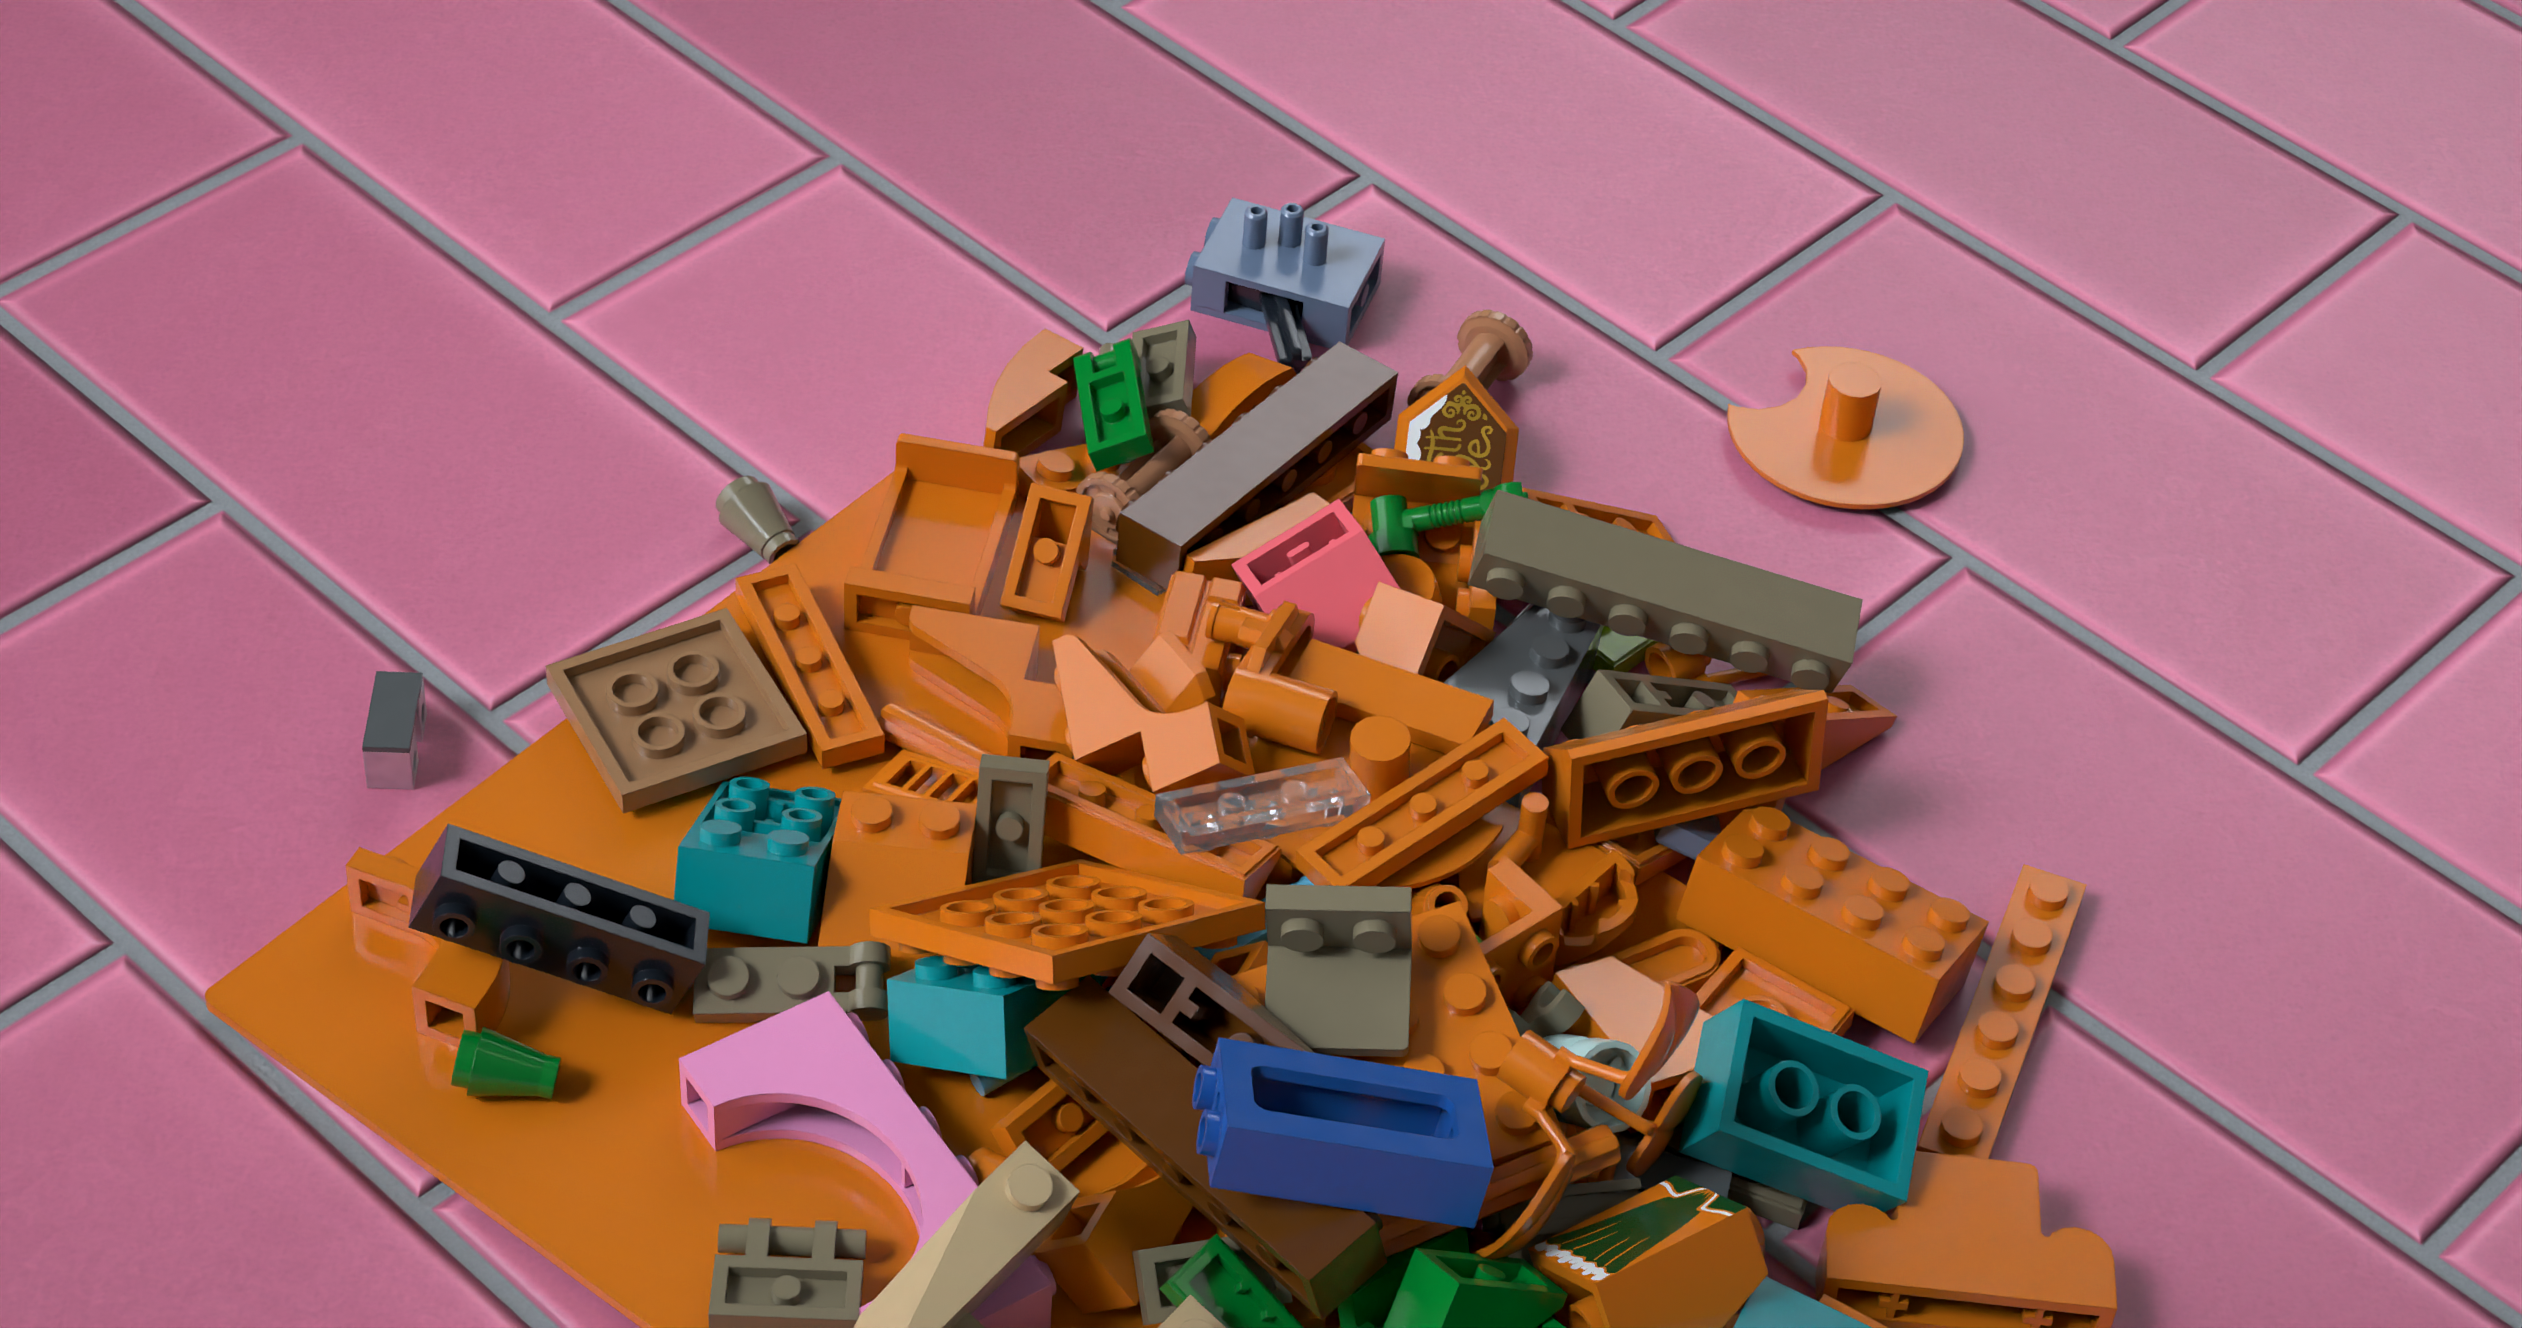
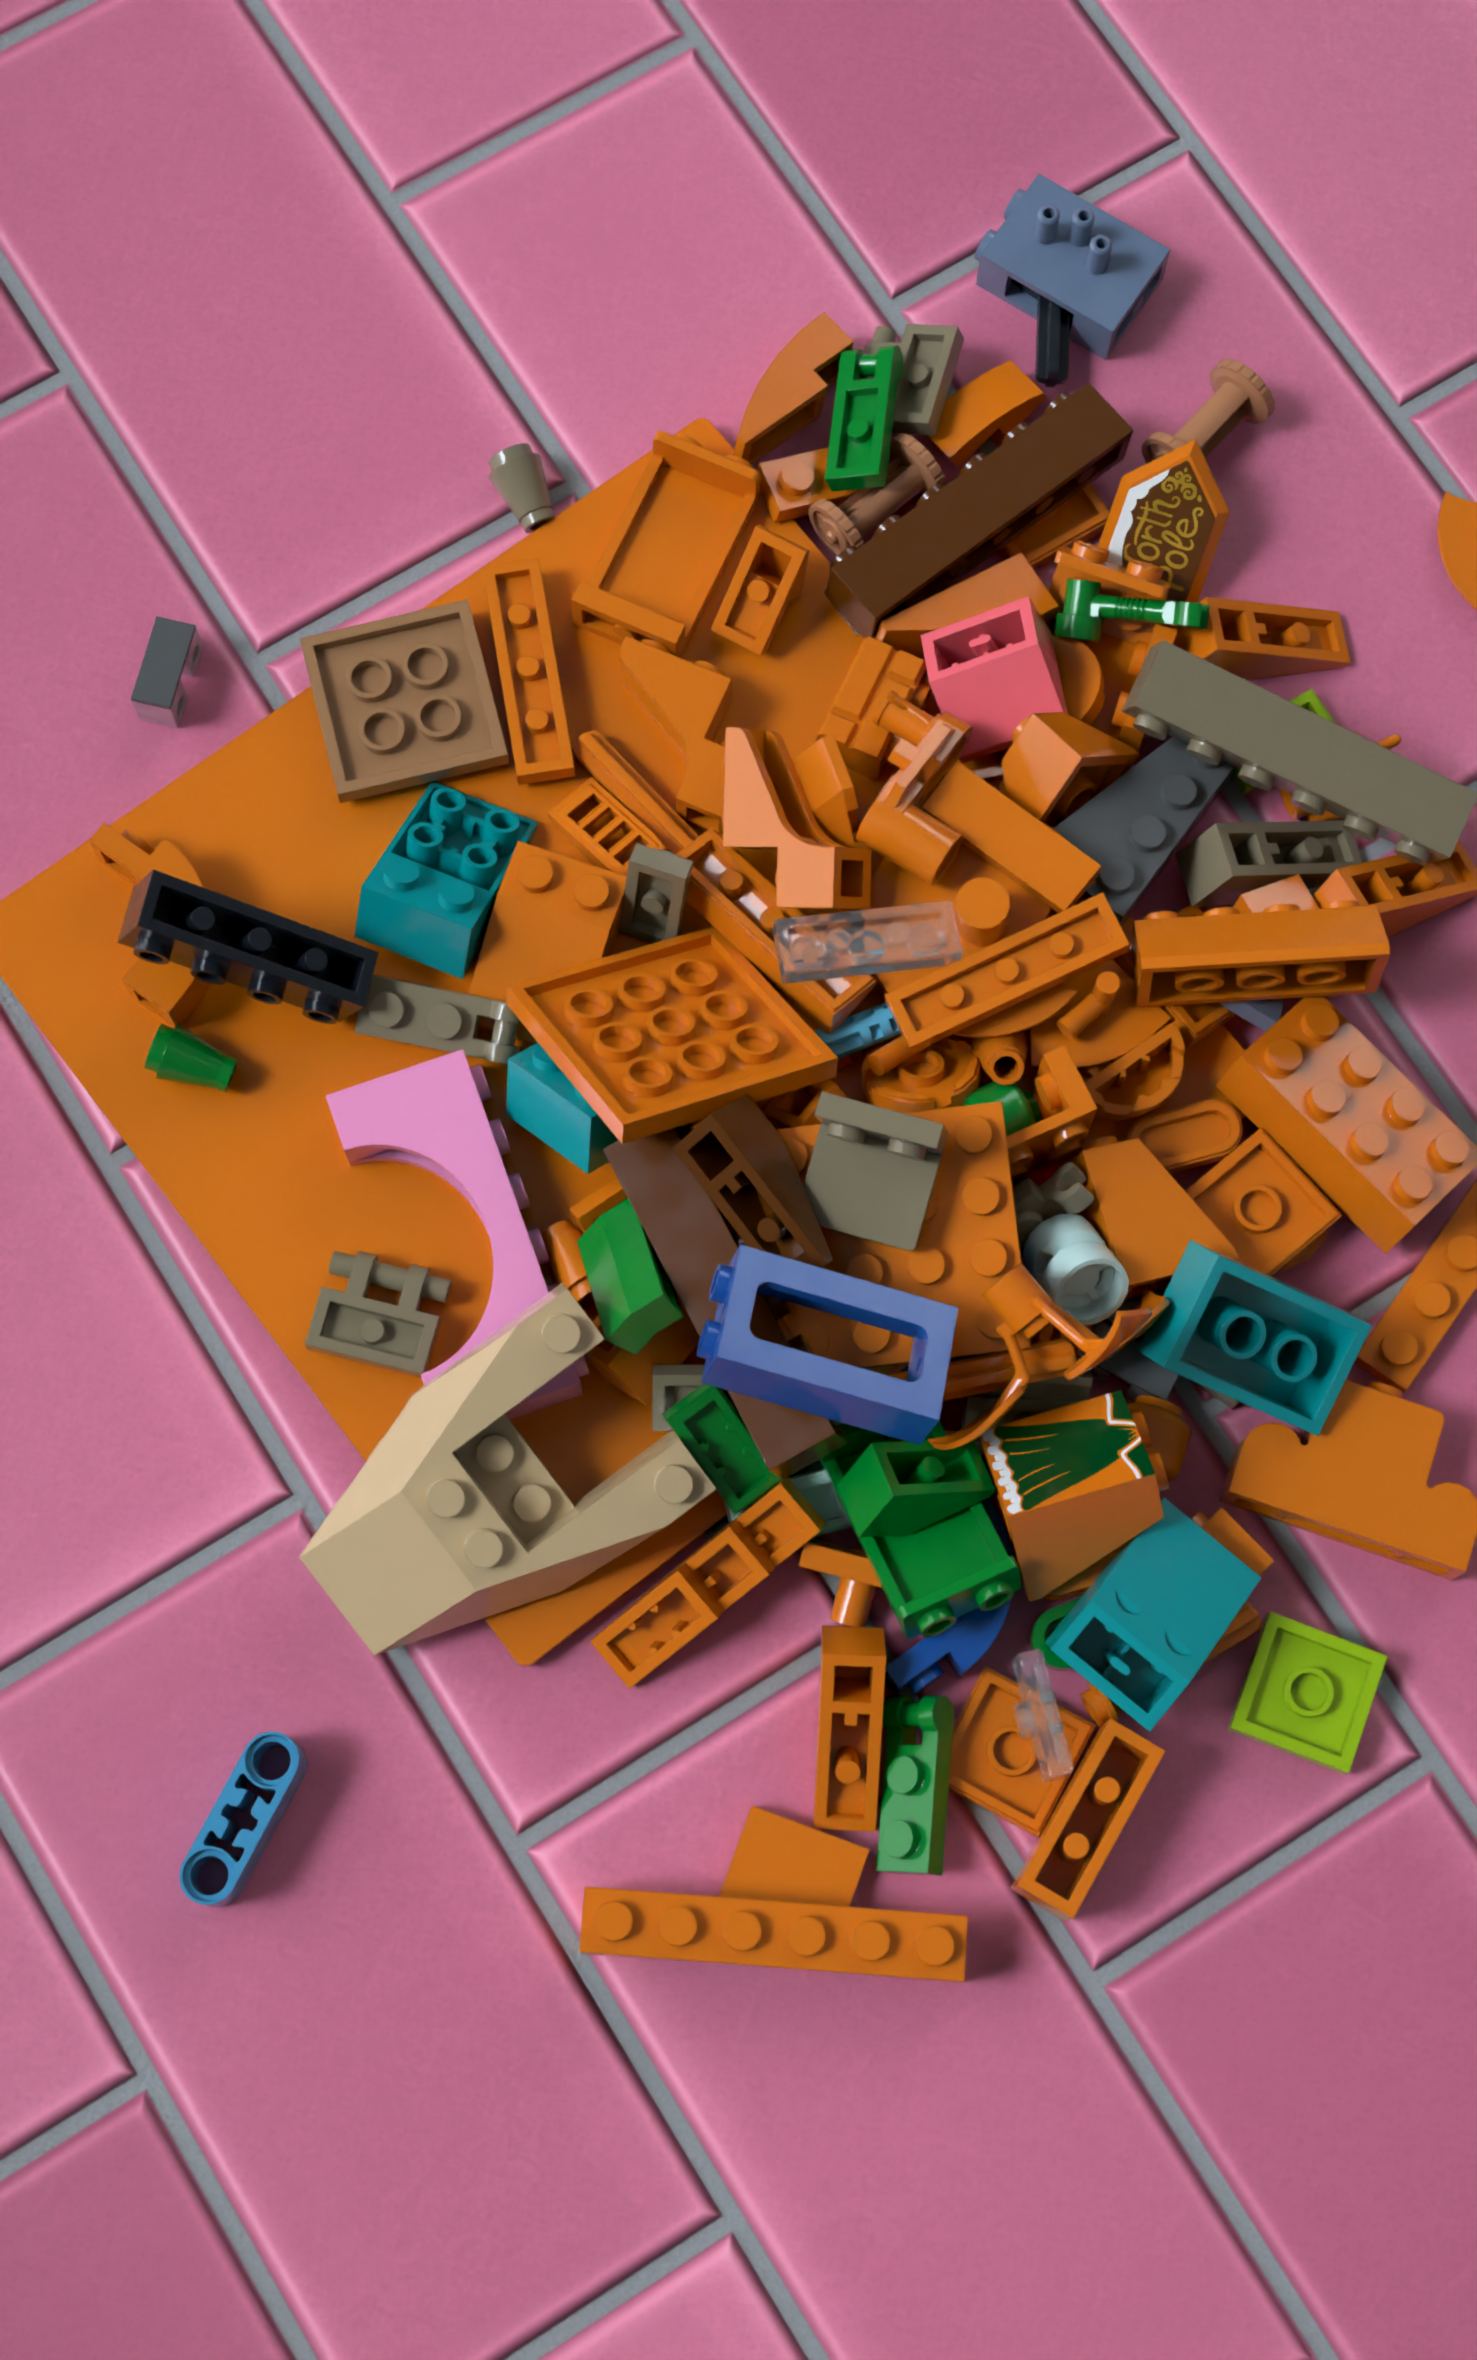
camera: 15 degrees right, 30 degrees up
(1091, 1149) = (627, 1279): none -> green piece

